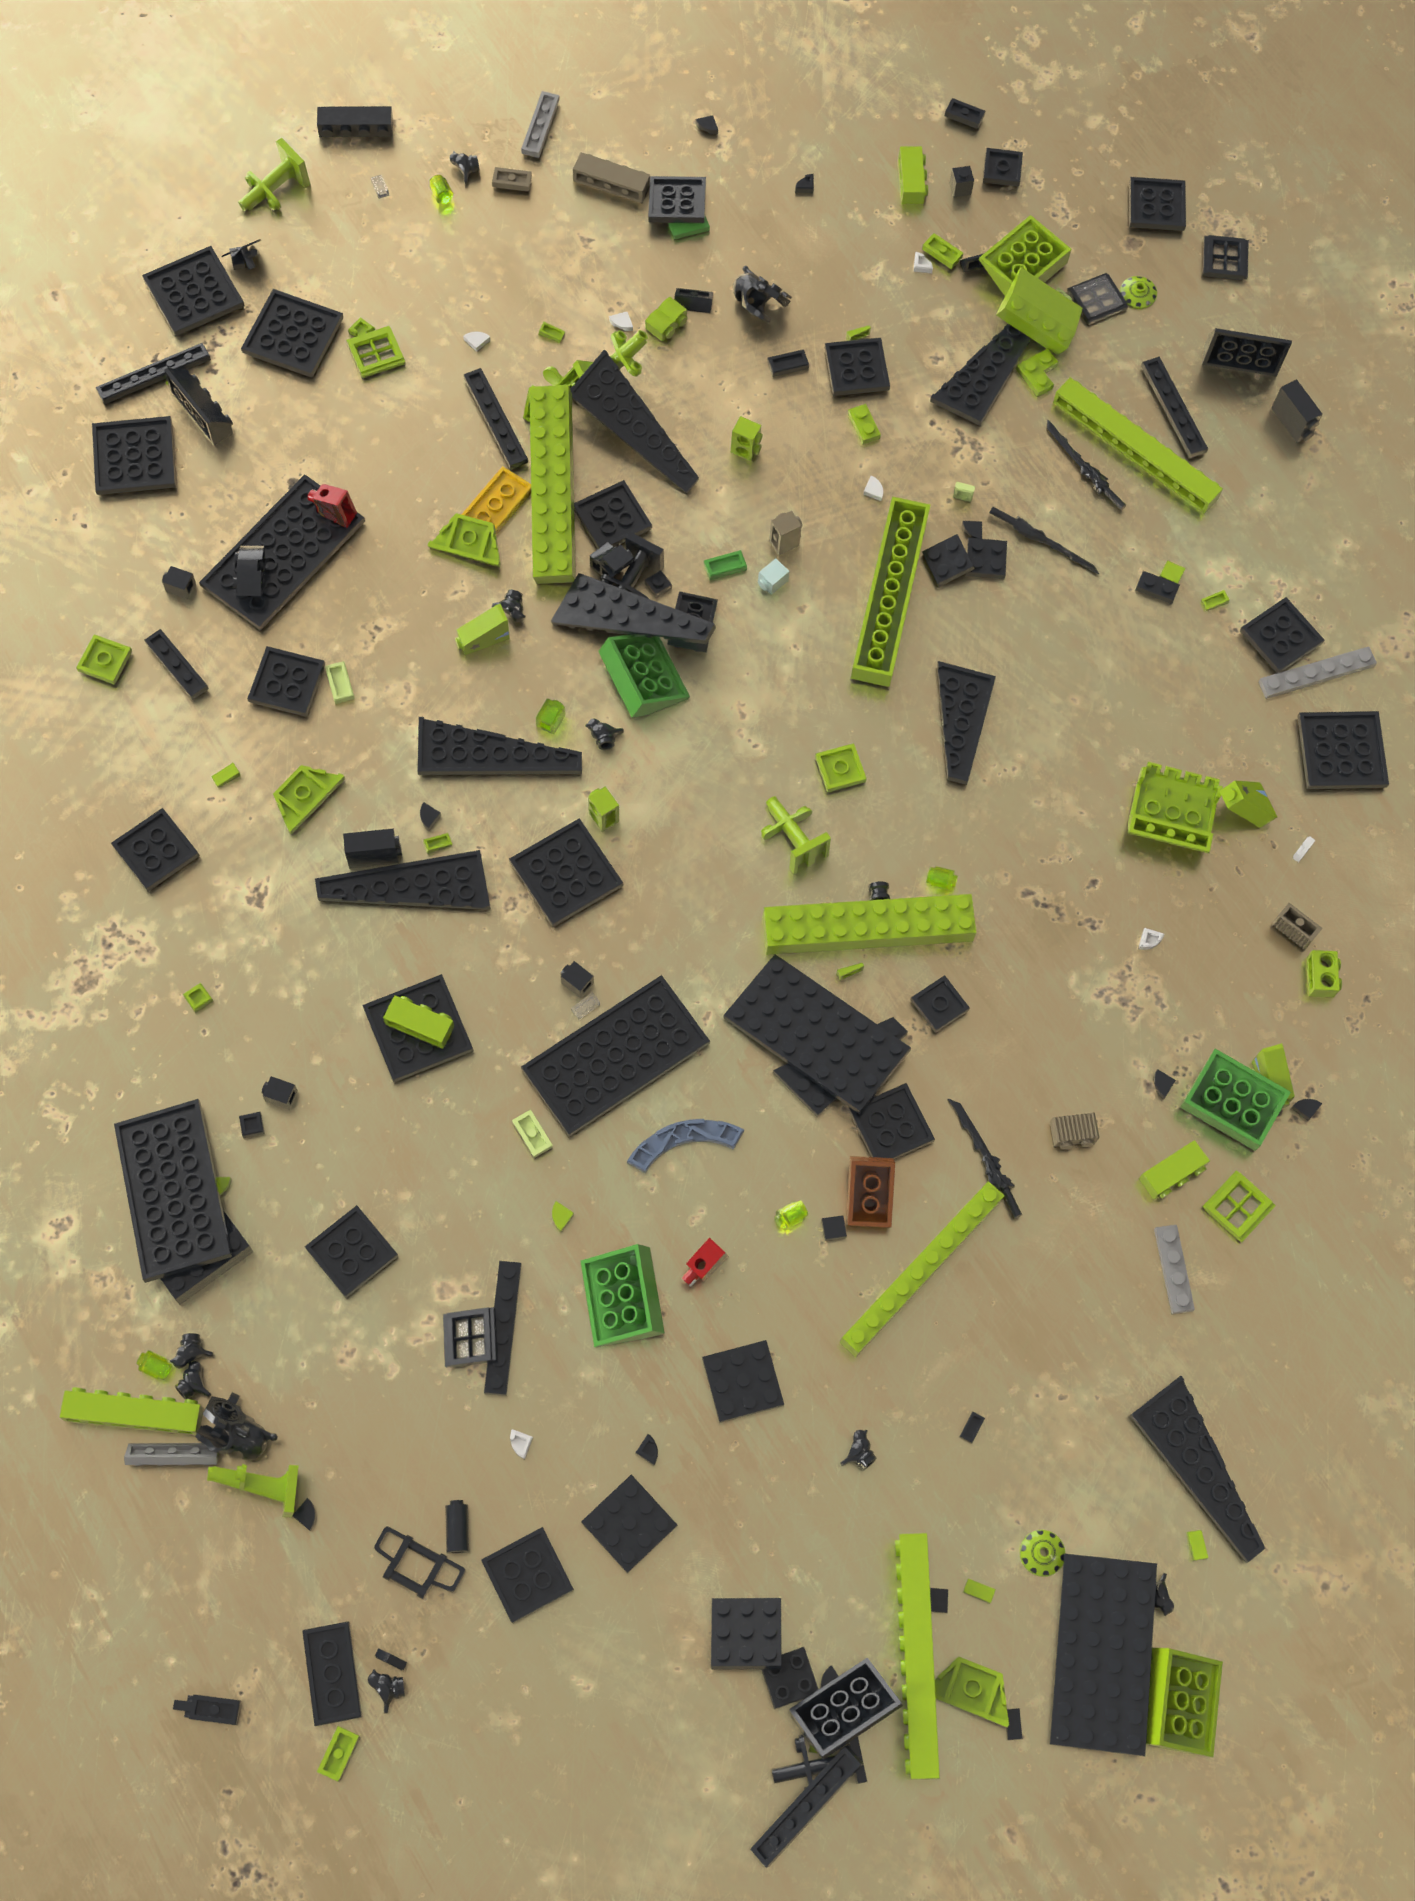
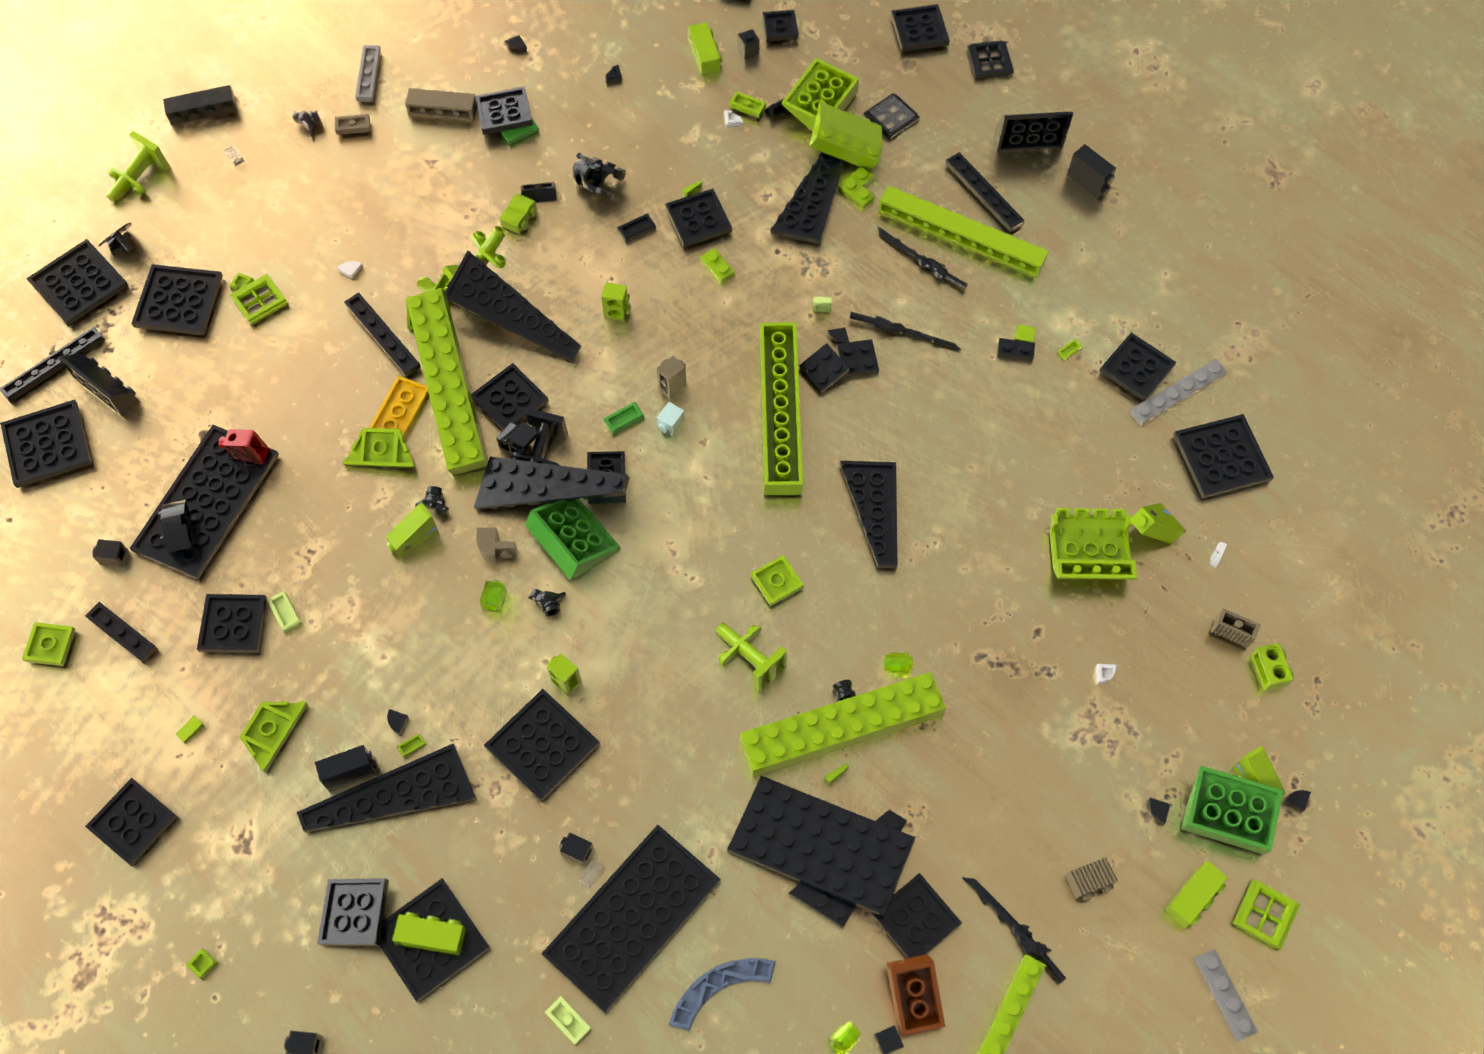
camera: 10 degrees left, 5 degrees down
(350, 984) = (353, 912): none -> plate
(440, 189) = (290, 146): clear neon green brick -> none
(465, 751) = (416, 650): black wing -> none
(551, 332) = (417, 247): lime piece -> none
(559, 667) = (491, 547): none -> dark tan brick
(621, 321) = (478, 224): white tile -> none
(658, 584) = (566, 449): black plate -> none
(874, 489) = (741, 320): white tile -> none
(940, 1004) = (929, 785): black plate -> none
(1138, 298) = (925, 103): lime dish -> none

